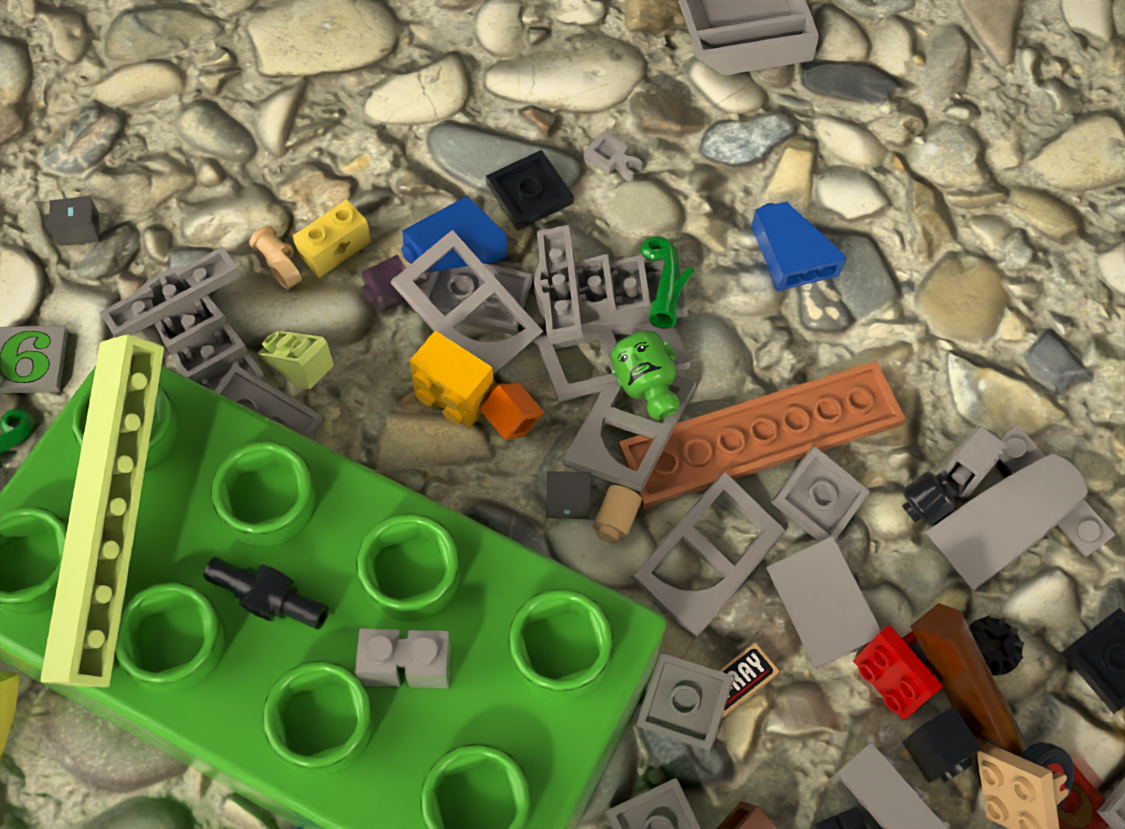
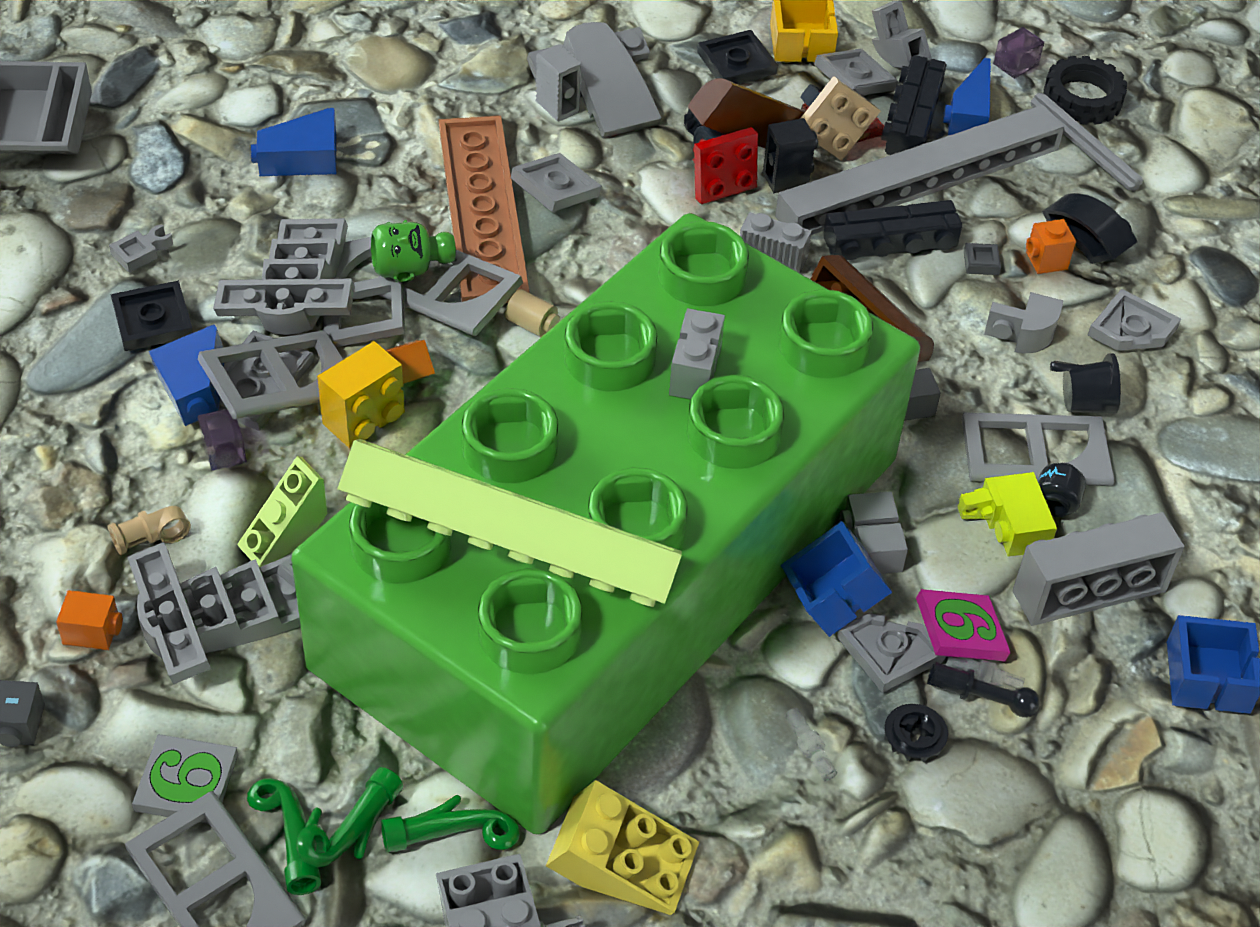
camera: 80 degrees left, 15 degrees down
(171, 242) = (89, 620): none -> orange brick
(266, 593) = (610, 443): black pin -> none
(332, 238) = (146, 472): light yellow brick -> none
(570, 495) = (503, 341): dark grey brick -> none
(664, 308) = (344, 229): green plant -> none
(697, 608) = (568, 269): light grey window -> none
(797, 752) = (777, 239): none -> light grey brick
(824, 602) = (647, 200): light grey tile -> none
(929, 498) = (577, 119): black head -> none

